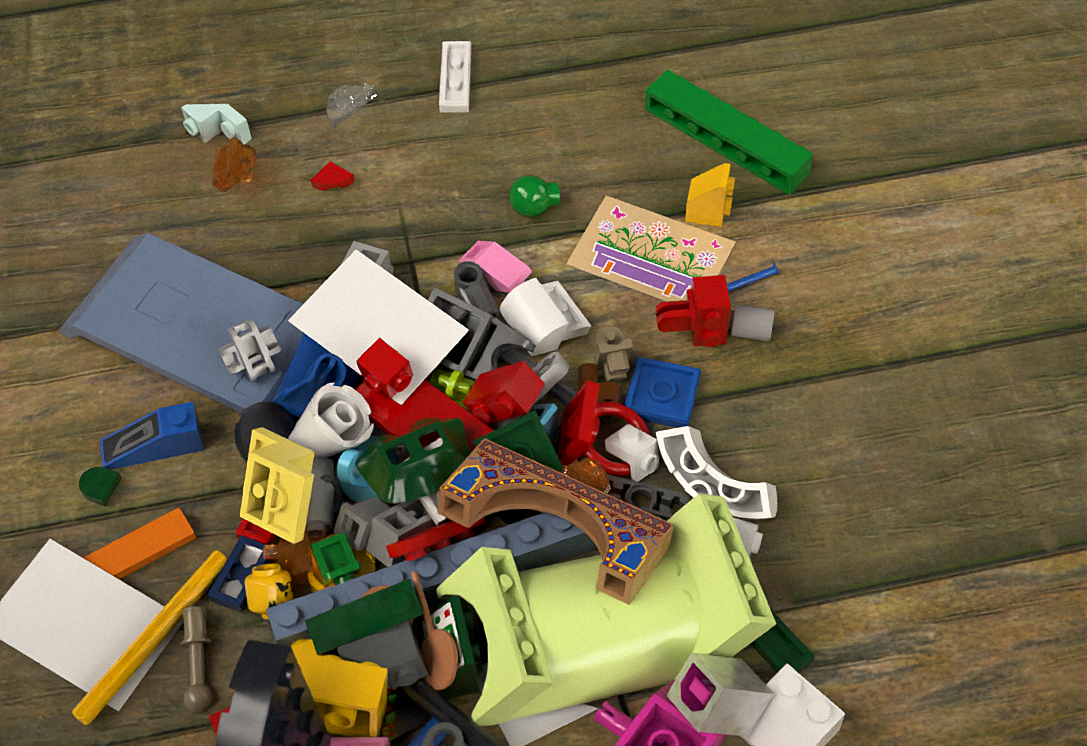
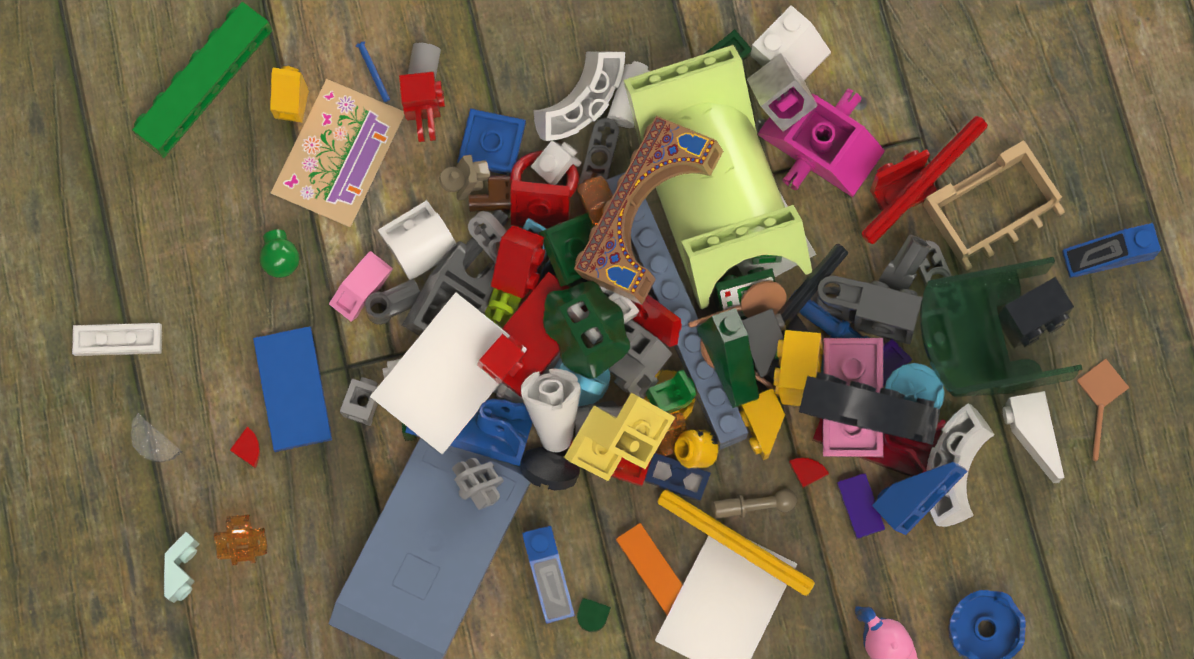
camera: 90 degrees left, 20 degrees up
(390, 213) = (292, 389): none -> blue tile

